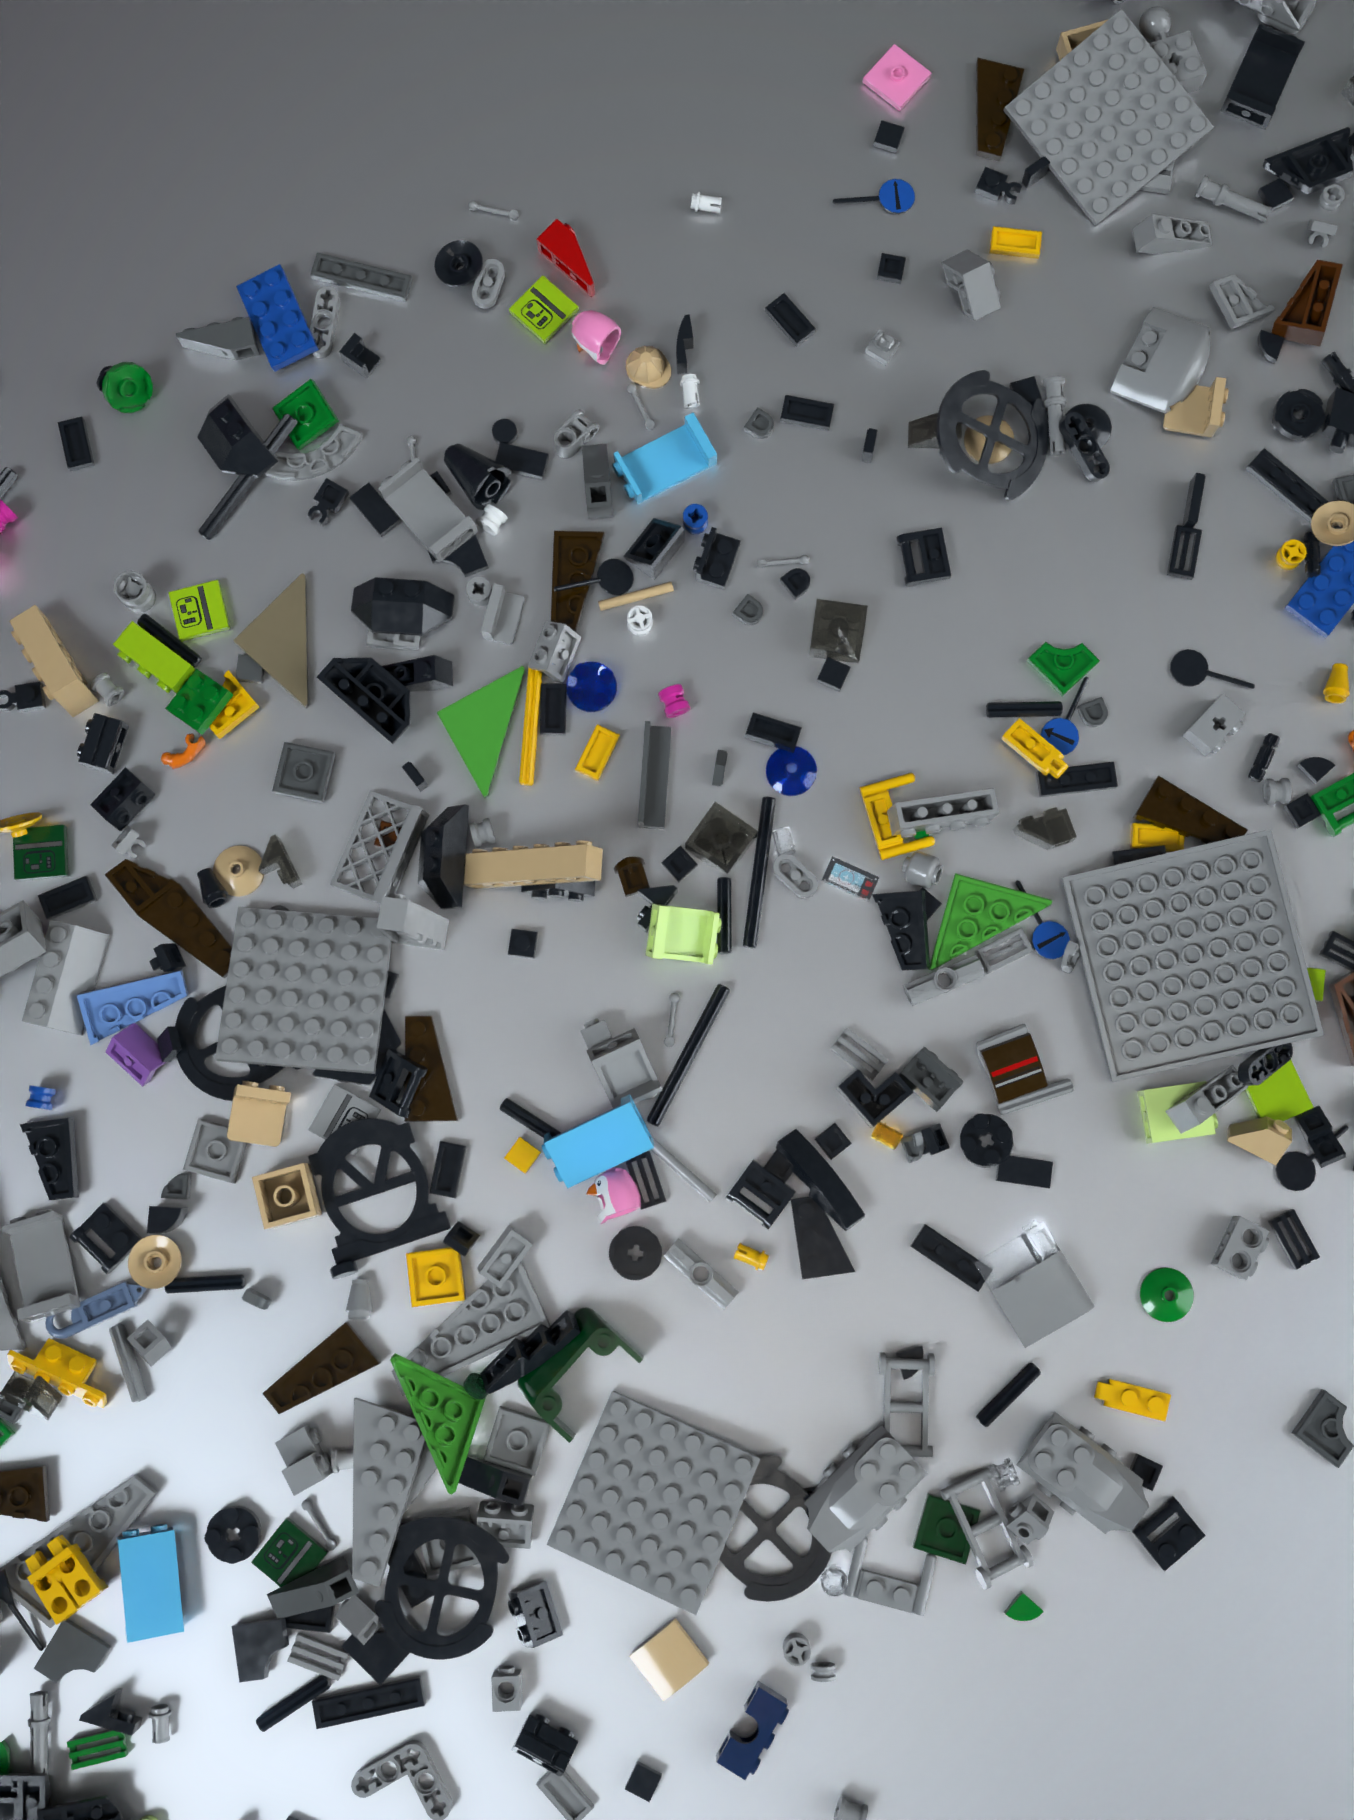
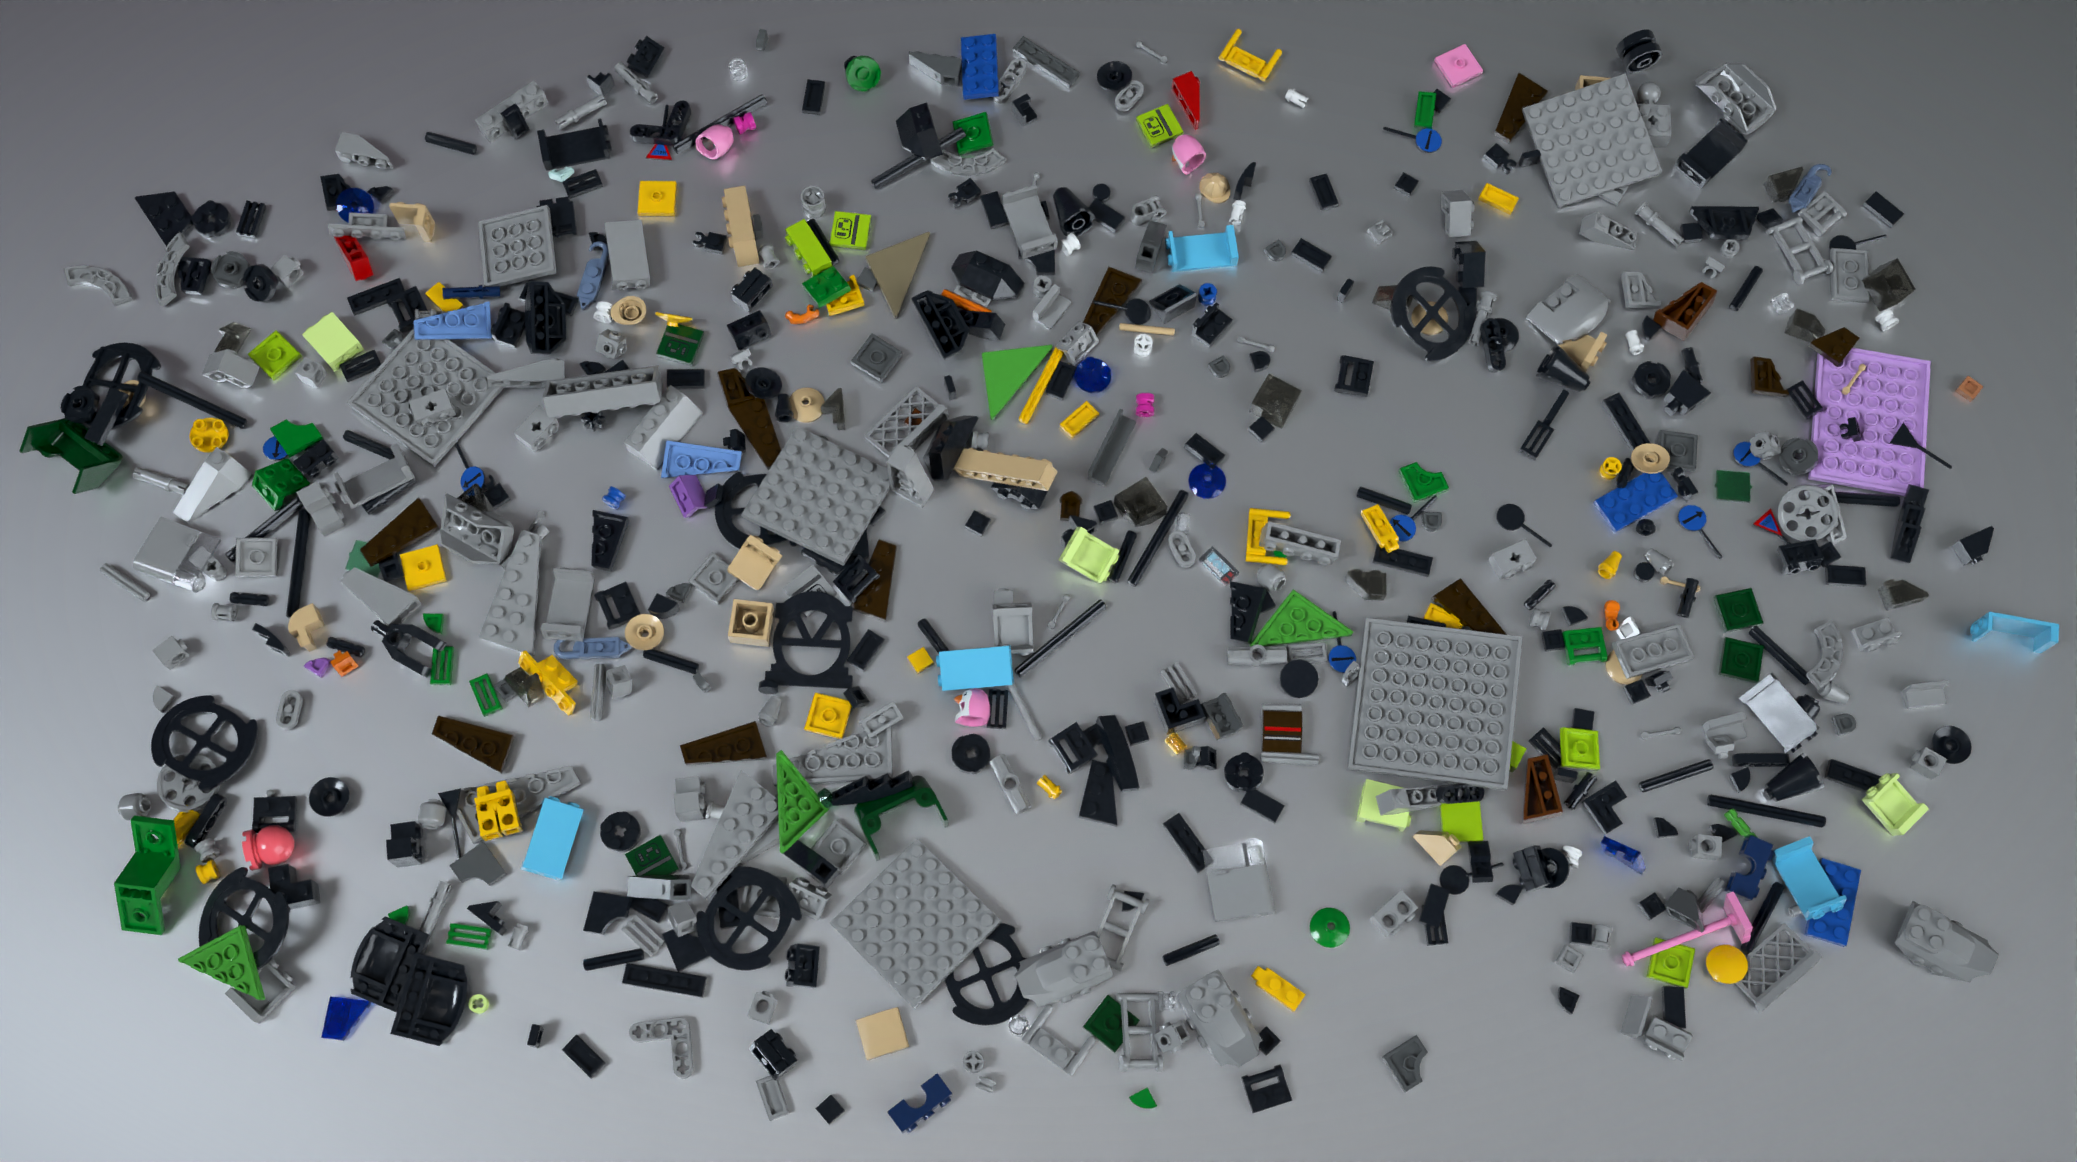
camera: 15 degrees right, 10 degrees down
(76, 653) = (758, 226): none -> dark grey tile
(170, 856) = (763, 377): none -> black dish
(387, 653) = (964, 303): none -> orange axle
(620, 176) = (1247, 62): none -> yellow plate
(877, 156) = (1425, 110): none -> green tile
(1007, 989) = (1298, 678): none -> black tile
(1016, 345) = (1471, 263): none -> black brick
(1184, 447) = (1563, 370): none -> black cone
(1259, 373) = (1634, 342): none -> white pin
(1286, 1219) = (1434, 906): none -> black tile

